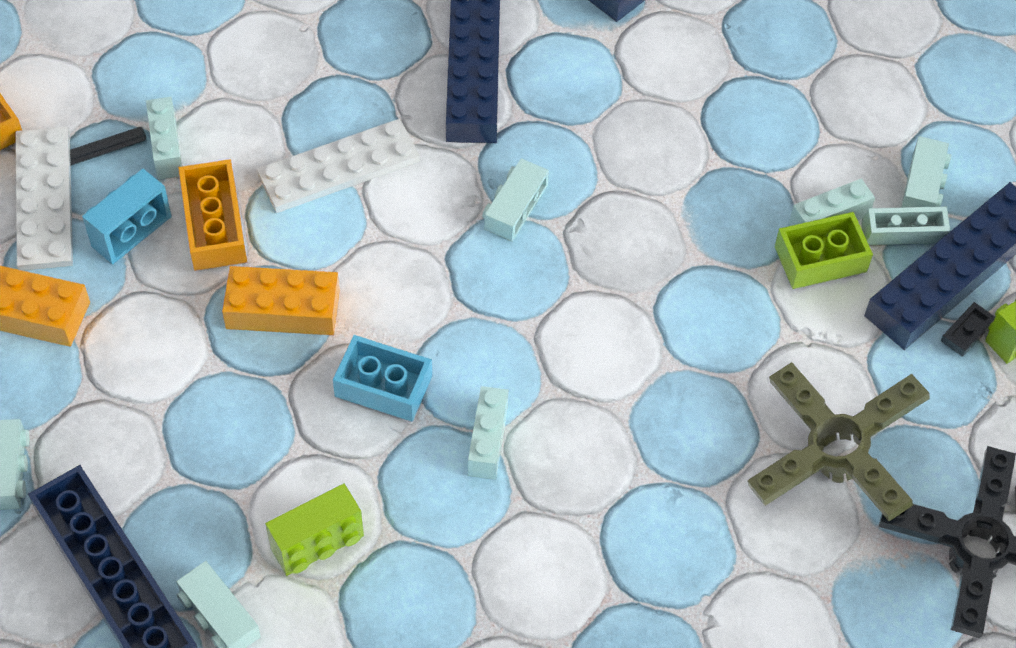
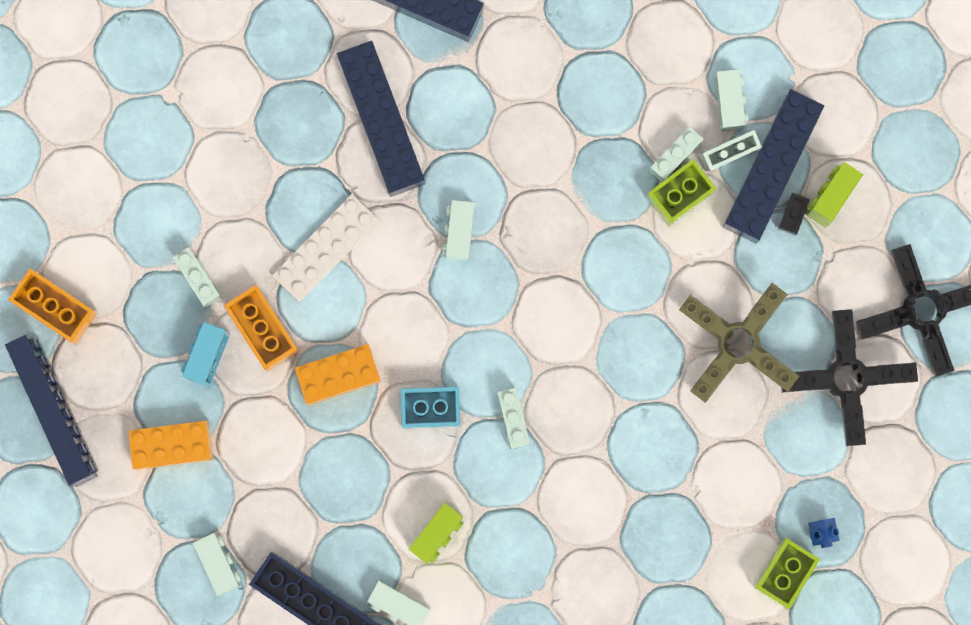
camera: 20 degrees left, 25 degrees up
(43, 199) = (138, 357): white plate -> none
(106, 145) = (152, 302): black axle -> none

